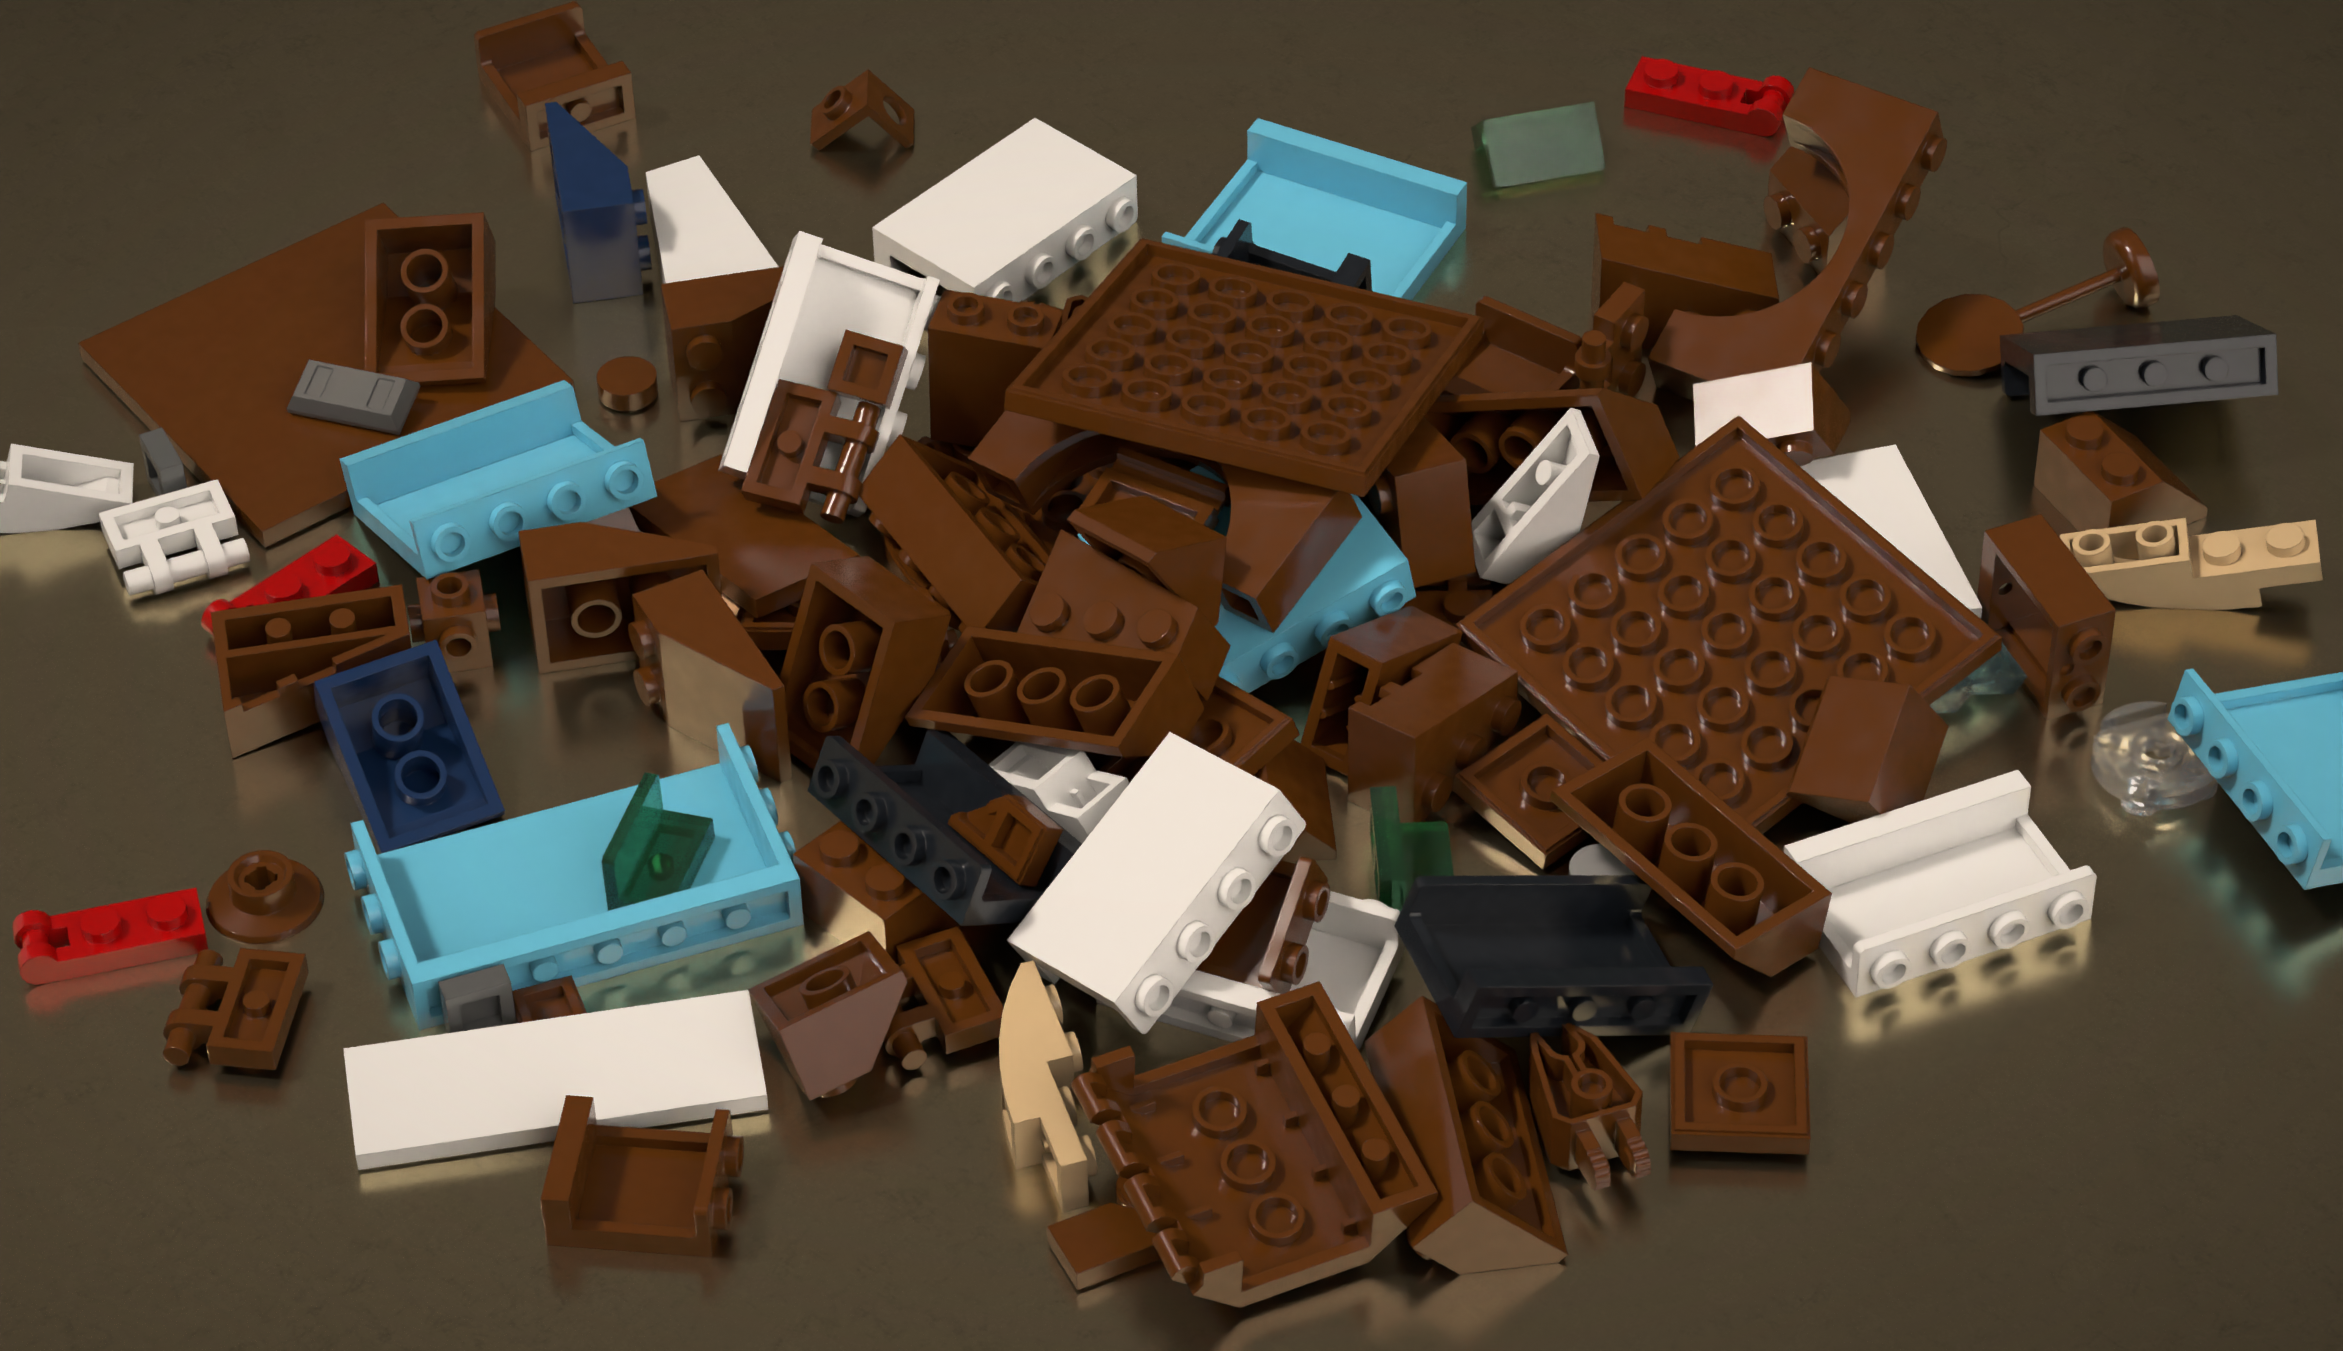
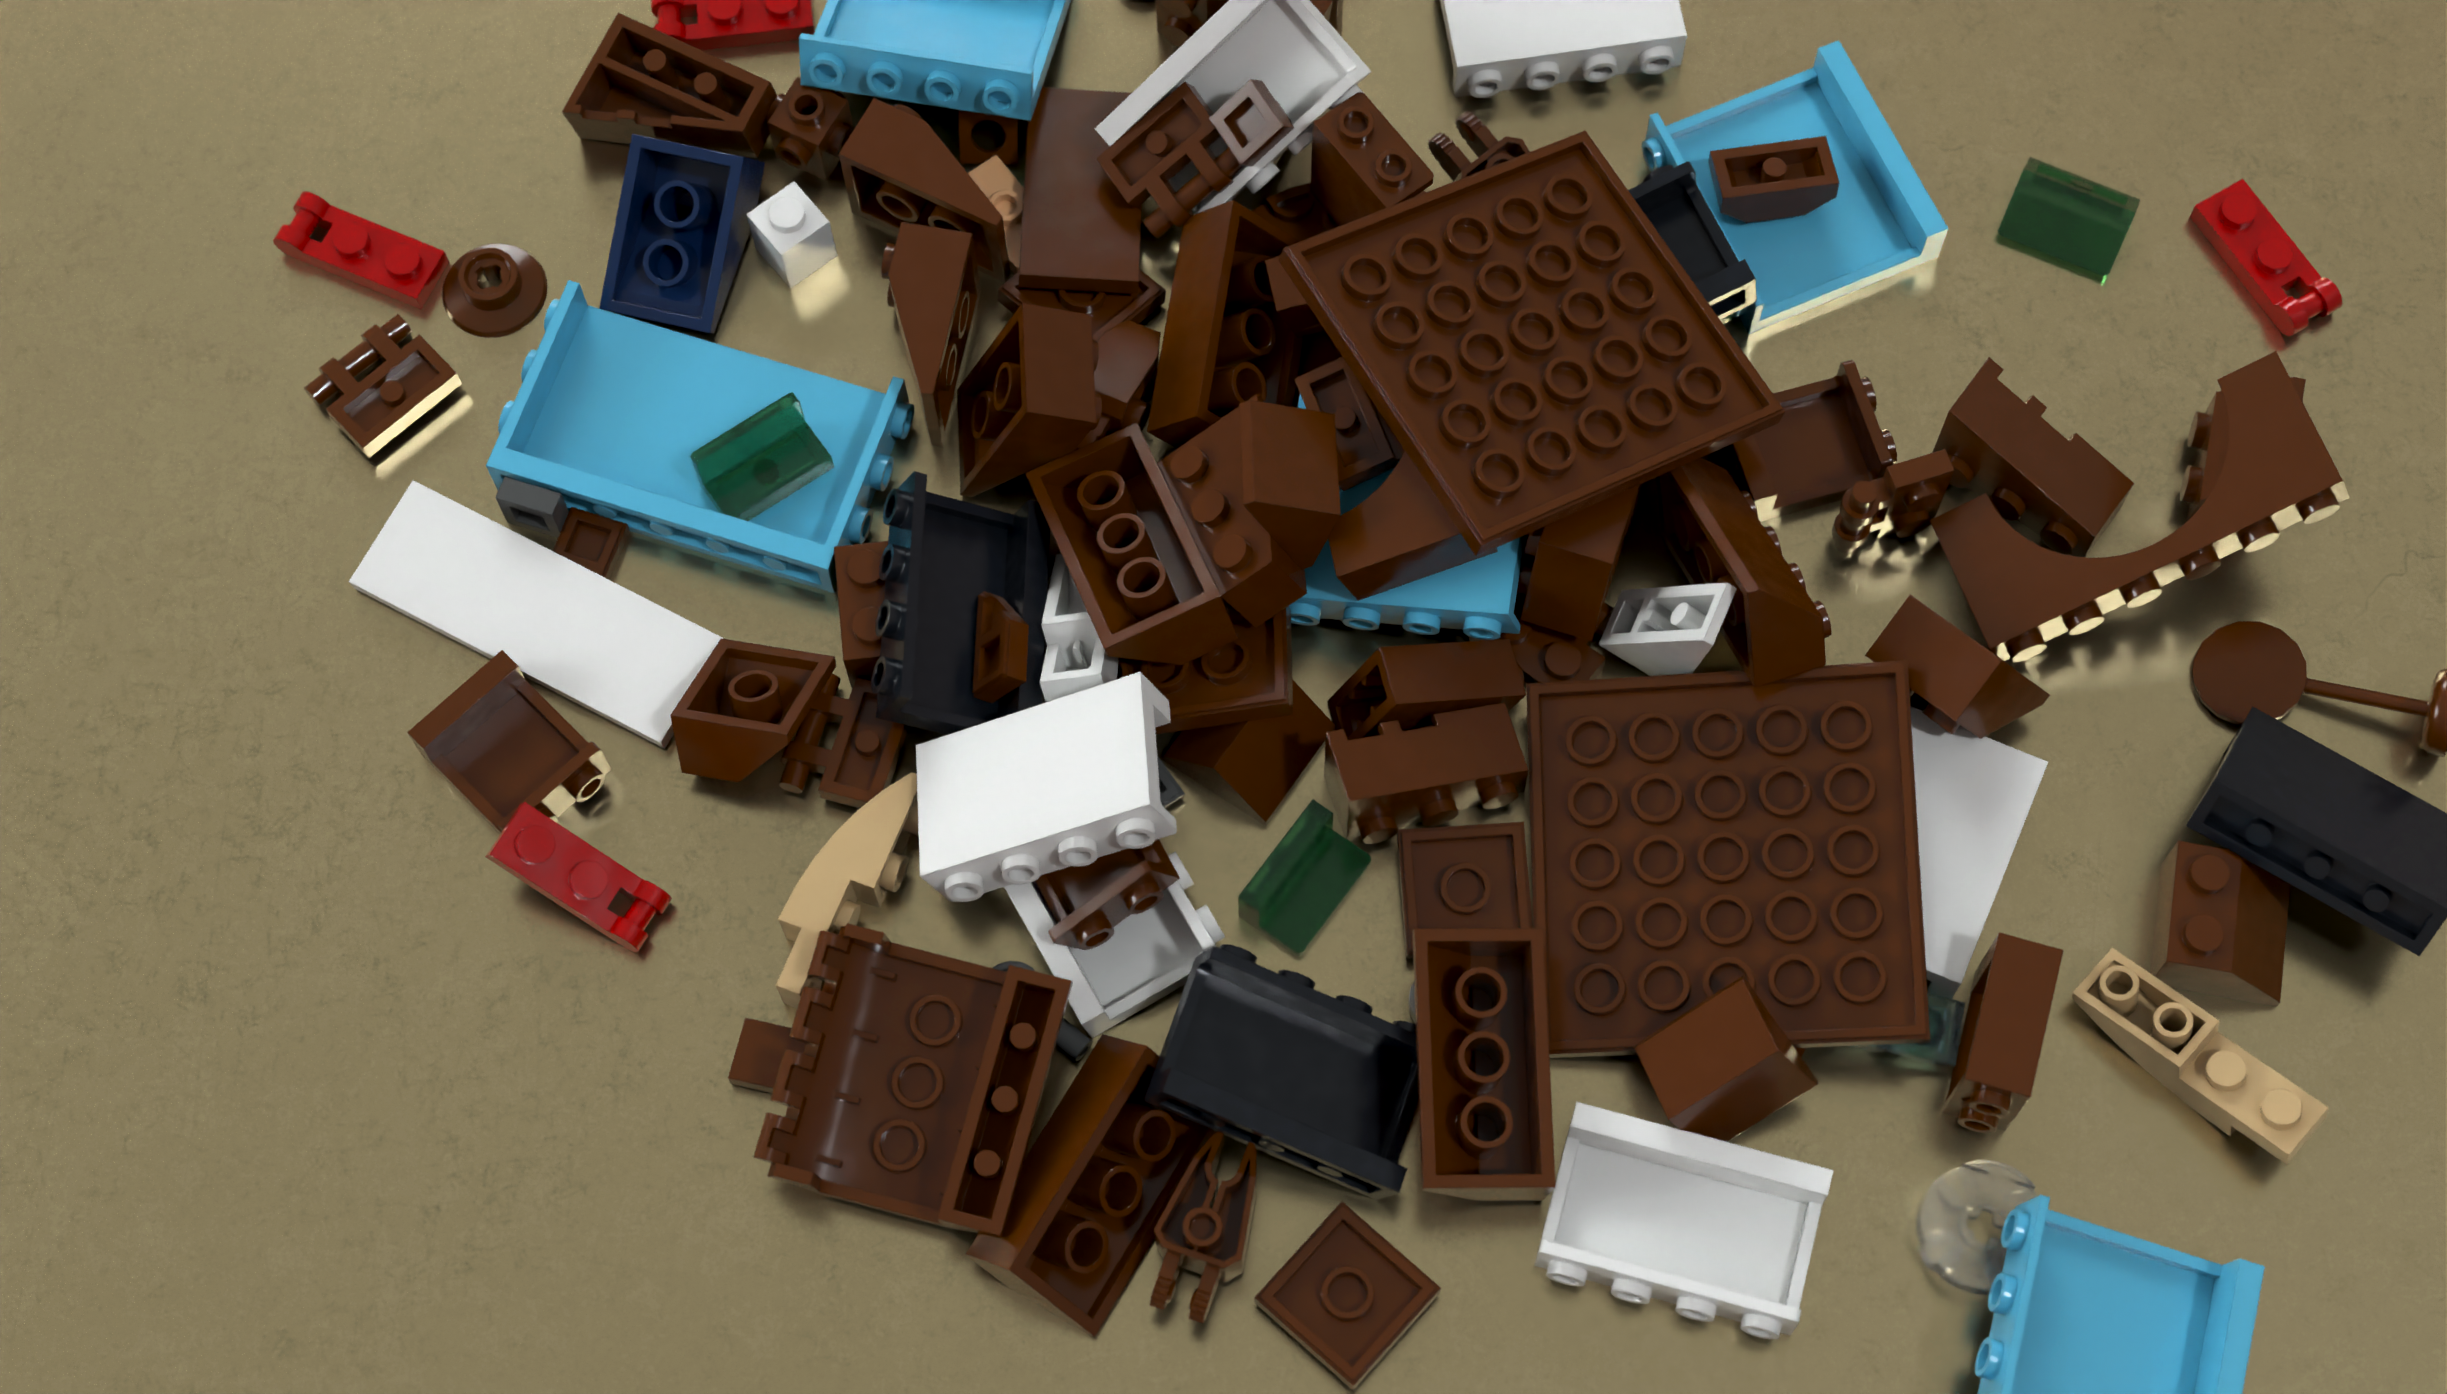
camera: 40 degrees right, 25 degrees up
(514, 698) = (792, 234): none -> white brick
(801, 1213) = (577, 876): none -> red plate
(1307, 221) = (1774, 179): none -> reddish brown slope

